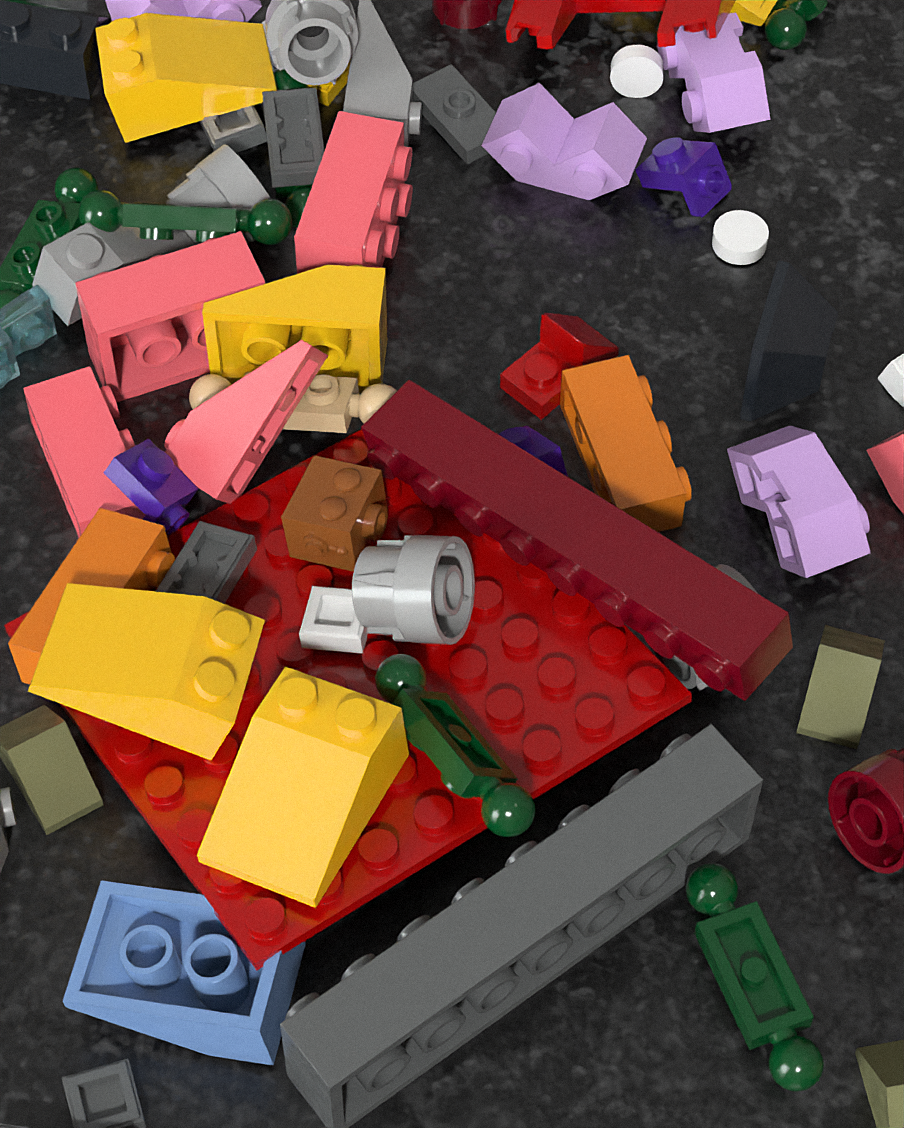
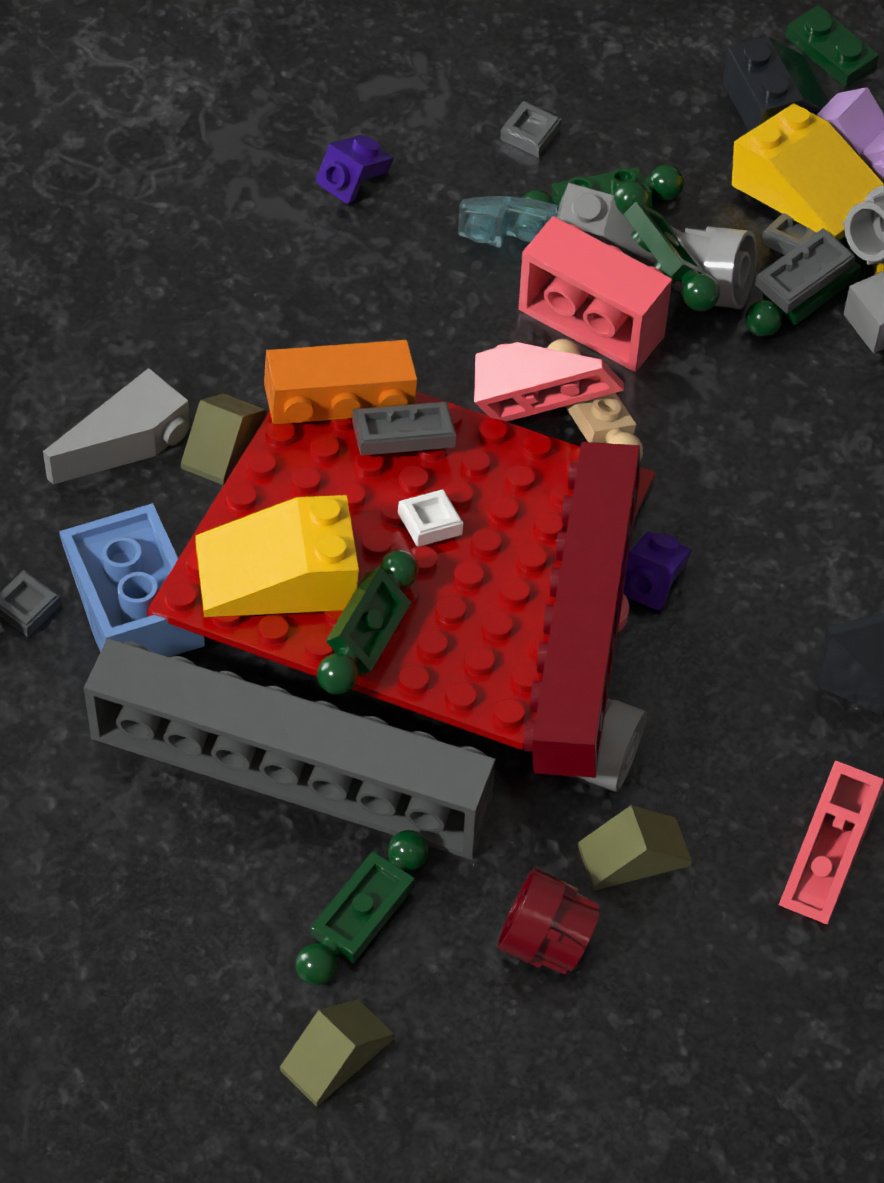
camera: 55 degrees right, 0 degrees up
(79, 442) = (459, 318): coral brick -> none
(150, 662) = (304, 427): yellow slope -> none
(153, 484) = (450, 361): dark purple bracket -> none
(327, 307) = (660, 373): yellow slope -> none
(335, 513) = (509, 470): dark orange head -> none
(356, 195) = (765, 341): coral brick -> none
(415, 589) = (472, 540): light grey piece -> none
(563, 345) = (769, 542): red slope -> none
(623, 442) = (716, 614): orange brick -> none
(805, 499) = (748, 746): lavender brick -> none

